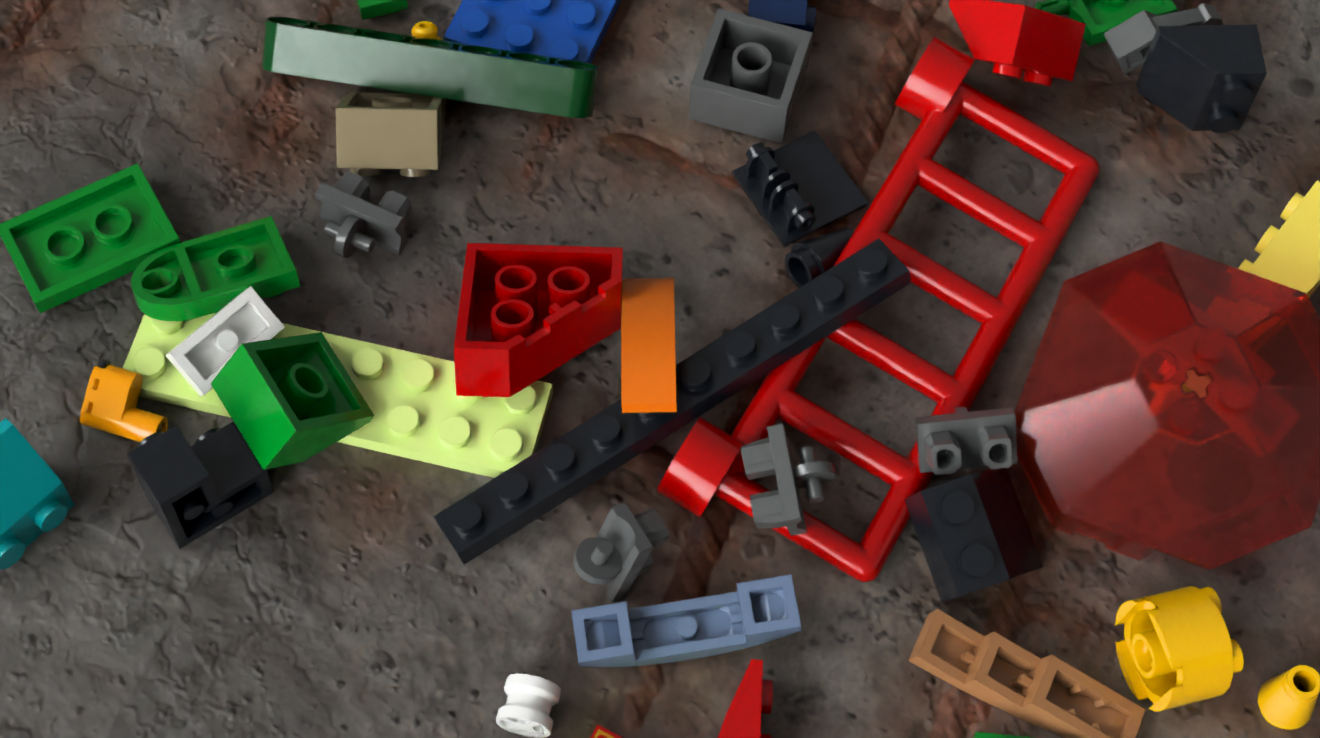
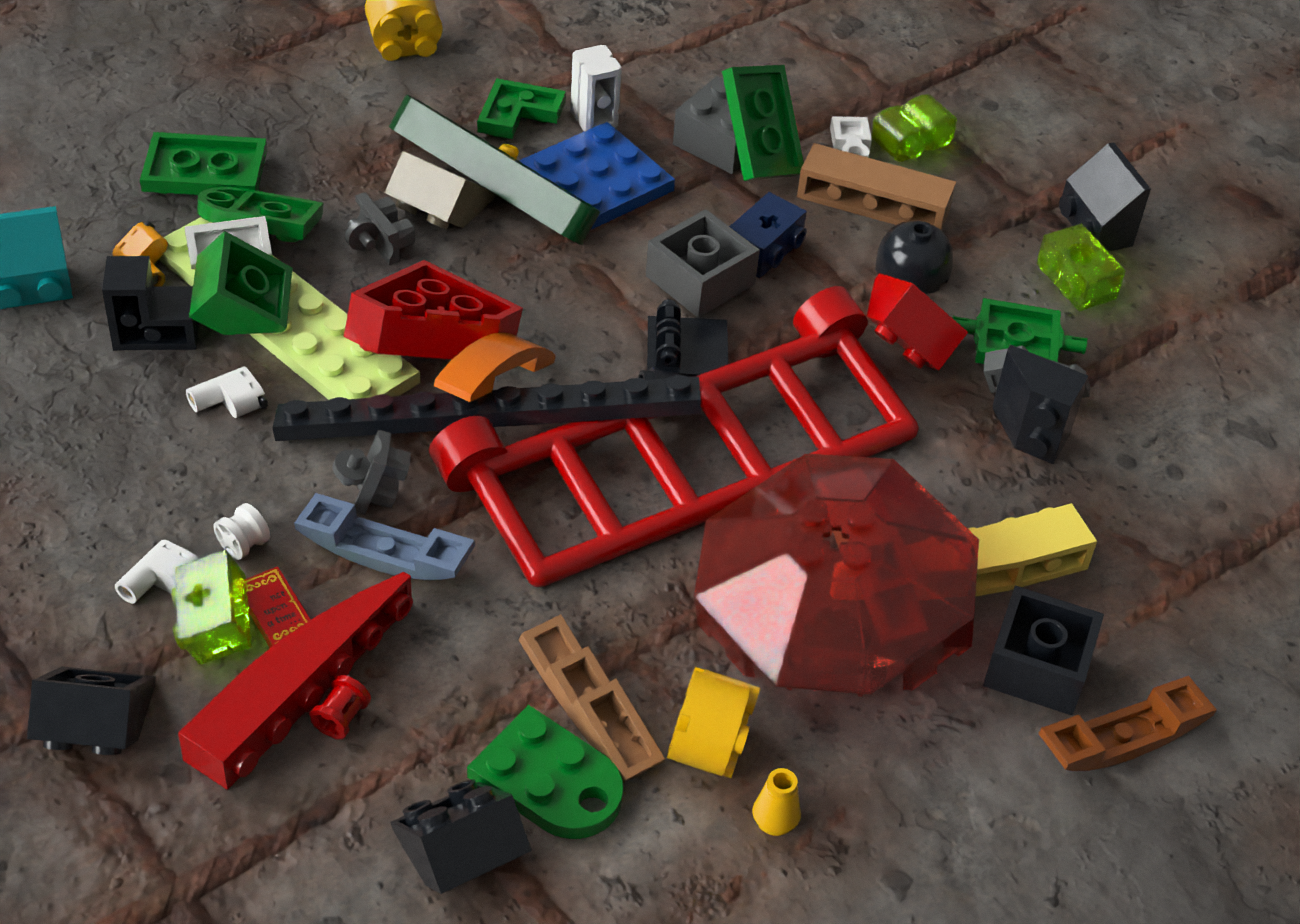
camera: 30 degrees right, 15 degrees down
(367, 524) = (235, 389): none -> white piece
(775, 457) = (516, 479): dark grey hips -> none
(966, 440) = (663, 523): dark grey hips -> none
(973, 532) = (629, 585): black slope -> none

